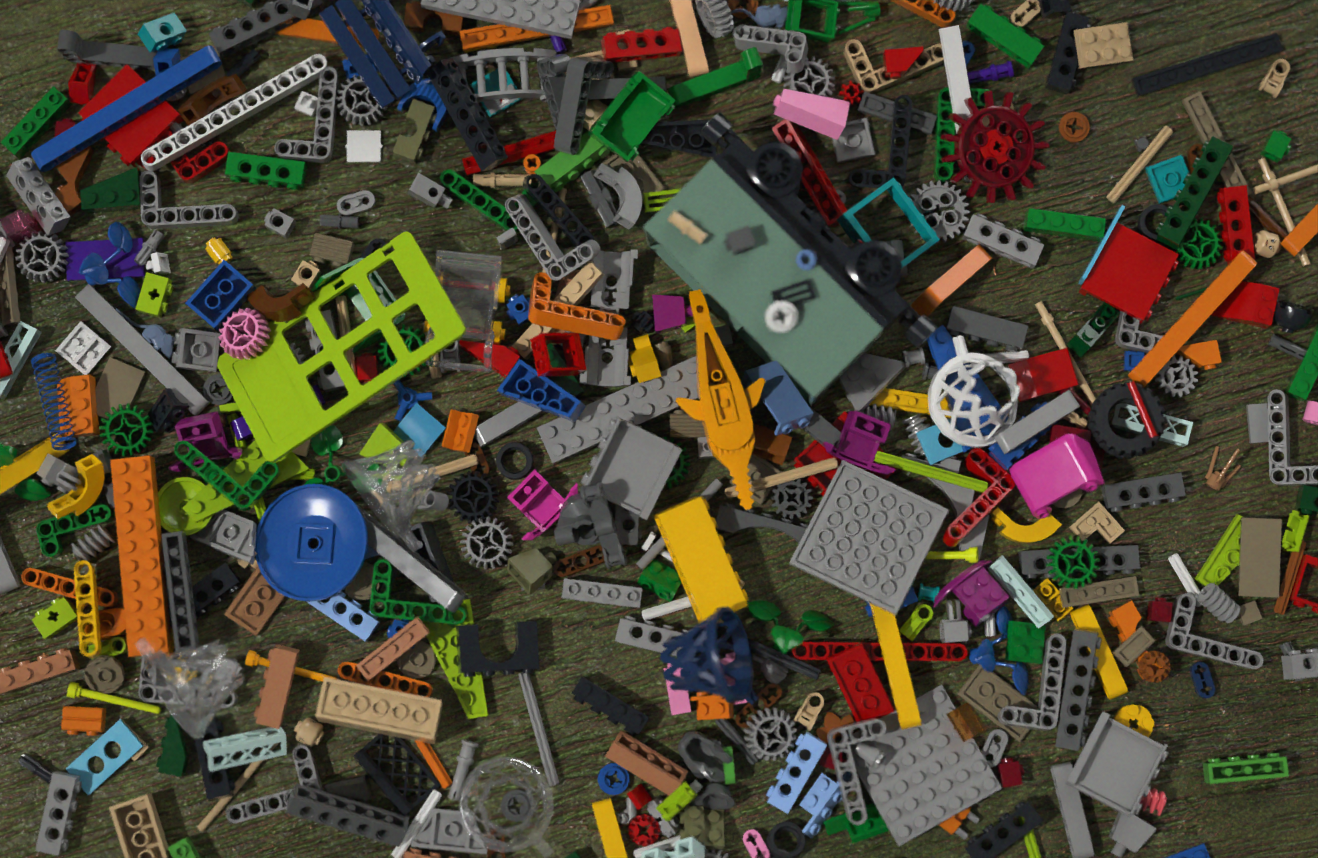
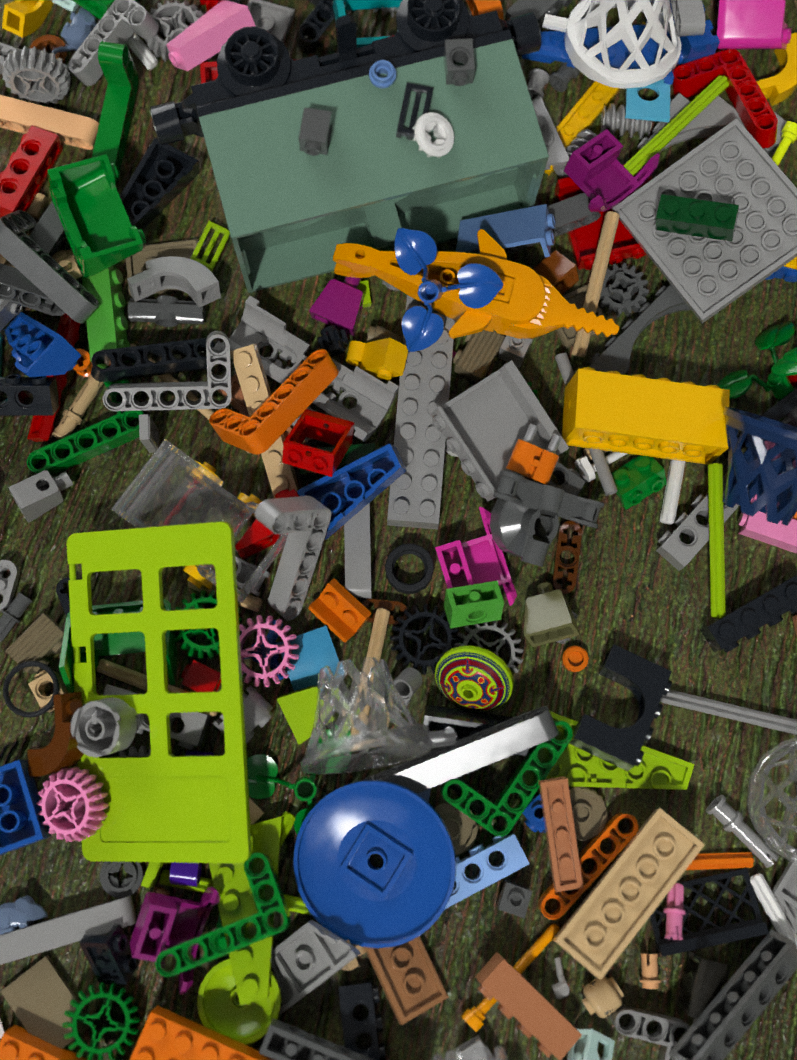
camera: 60 degrees left, 5 degrees down
(196, 350) = (57, 876): light grey plate -> none
(296, 247) = (6, 686): none -> black tyre
(299, 704) = (561, 988): none -> light grey hand
(301, 326) = (104, 727): none -> light grey brick
(338, 643) = (514, 898): none -> dark grey brick
(341, 754) = (649, 971): none -> light nougat pin
(363, 414) = (256, 712): none -> light grey brick
(386, 749) = (674, 912): none -> bright pink axle
(398, 401) = (265, 663): none -> bright pink gear
(462, 542) = (474, 678): none -> dish
(496, 377) = (306, 525): none -> light grey beam
(510, 515) = (473, 604): none -> bright green brick
(514, 303) = (246, 465): blue brick -> none
(515, 602) = (575, 658): none -> orange tile
(522, 131) = (39, 349): none -> blue wedge
(601, 593) = (619, 552): light grey brick -> none
(622, 500) = (533, 461): none -> orange piece
(641, 653) = (716, 540): none -> lime axle
(678, 374) = (477, 287): none -> blue plant
(687, 227) = (263, 183): tan pin -> none
(847, 298) = (459, 51): none -> dark grey brick
(856, 520) = (697, 217): none -> dark green brick

